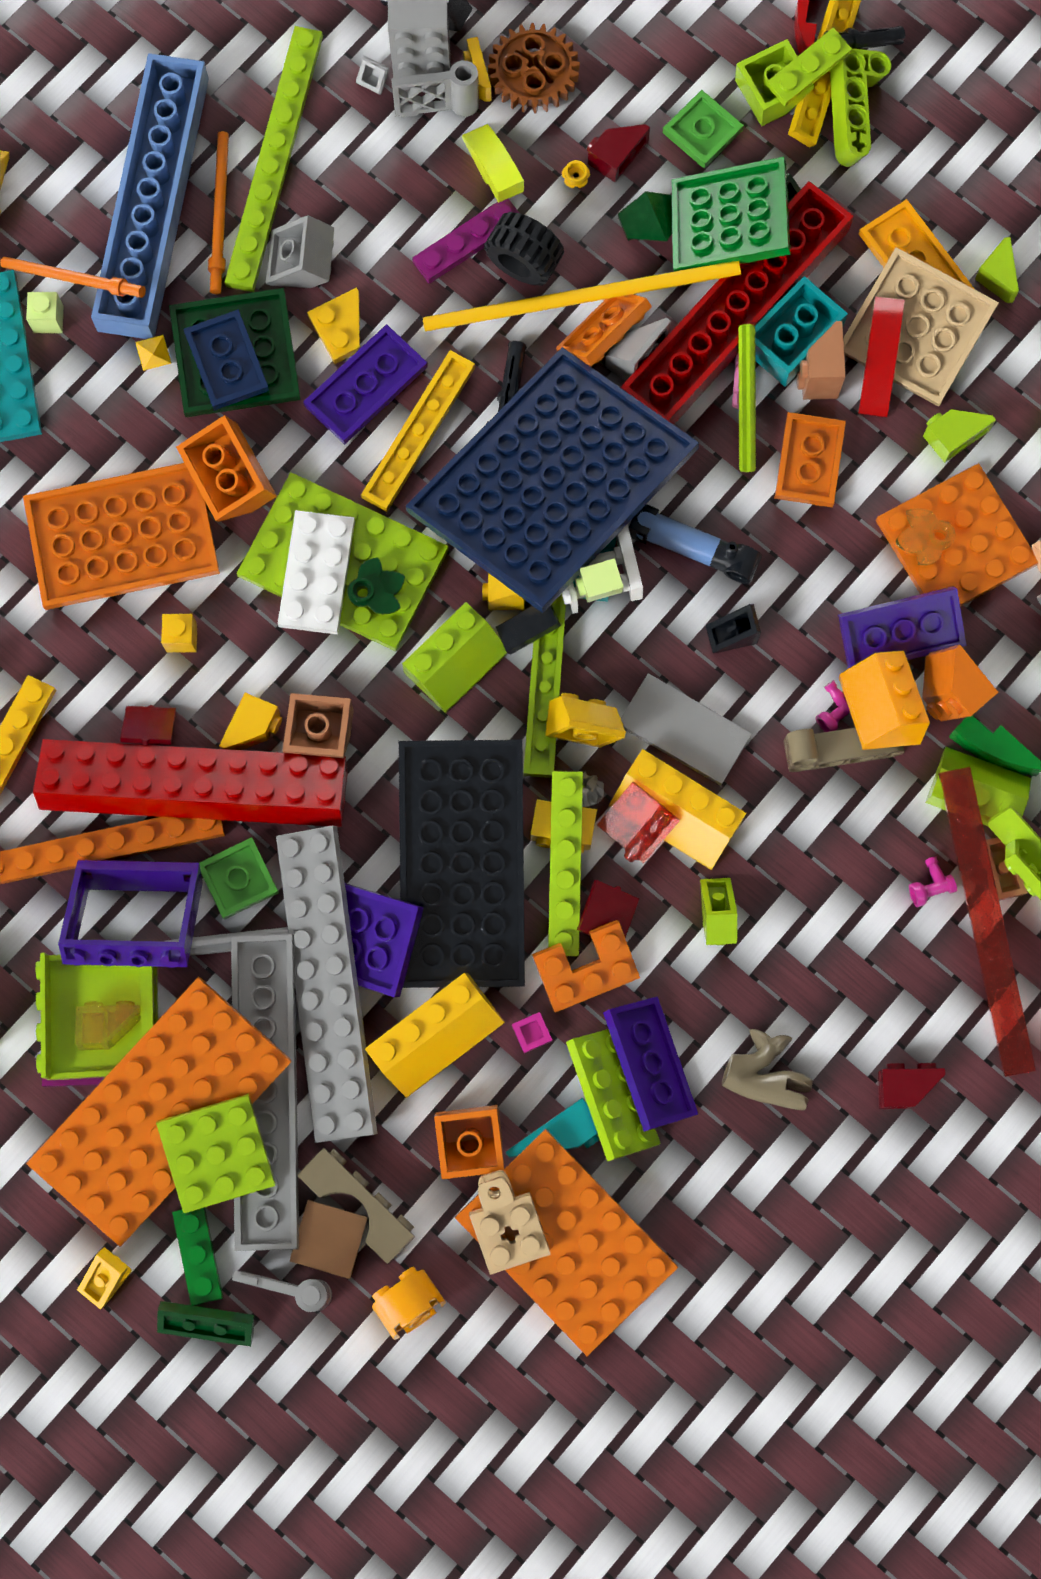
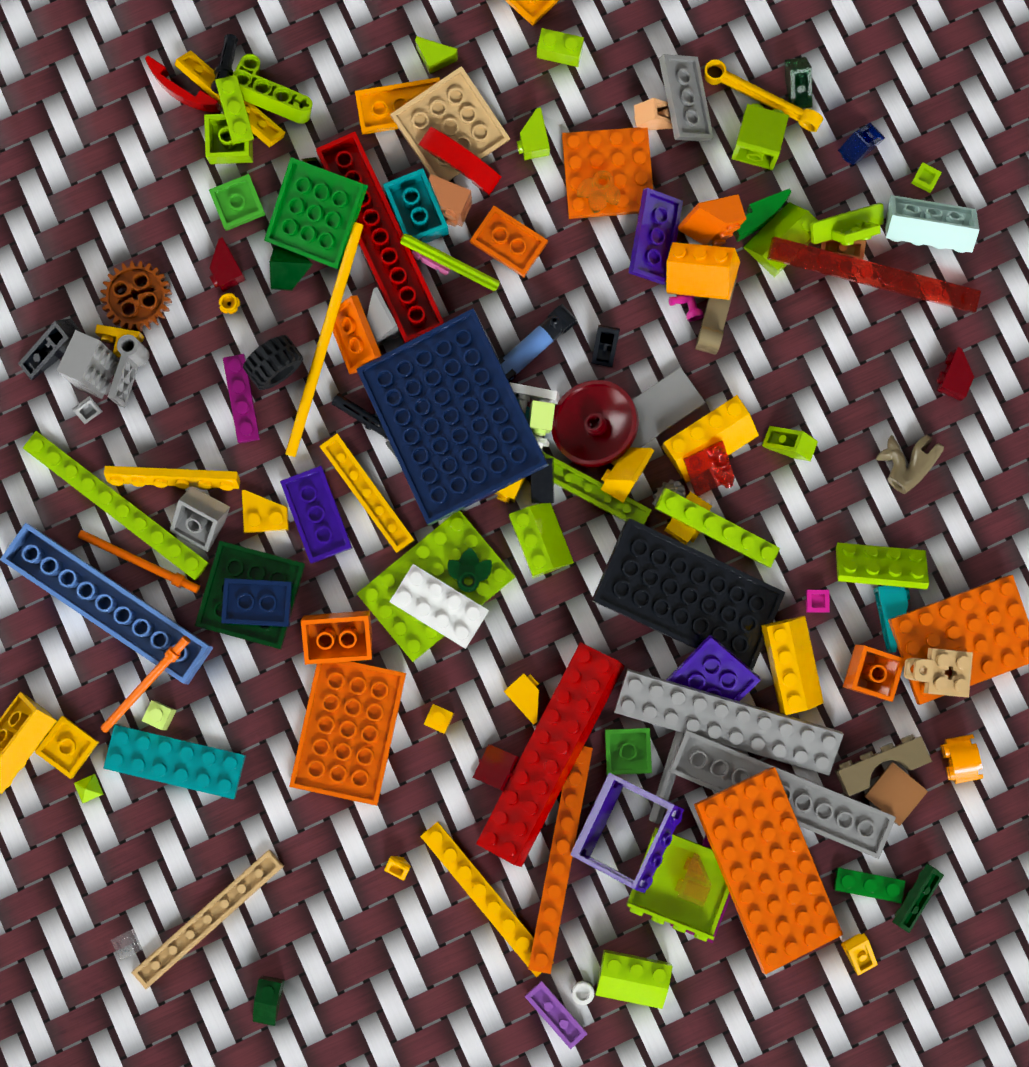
camera: 65 degrees left, 5 degrees up
(153, 352) = (223, 651): yellow slope -> none
(216, 1153) = (813, 843): lime plate -> none
(310, 1295) = (928, 820): light grey piece -> none
(318, 725) = (551, 652): nougat slope -> none
(338, 211) = (172, 477): none -> yellow plate
(494, 163) = (193, 355): neon yellow slope -> none
(607, 905) = (760, 516): dark red piece -> none
(610, 971) = (798, 559): orange plate -> none
(629, 657) = (595, 423): none -> dark red dish
(650, 1063) = (873, 533): dark purple plate -> none
(920, 893) = (834, 292): dark pink piece -> none

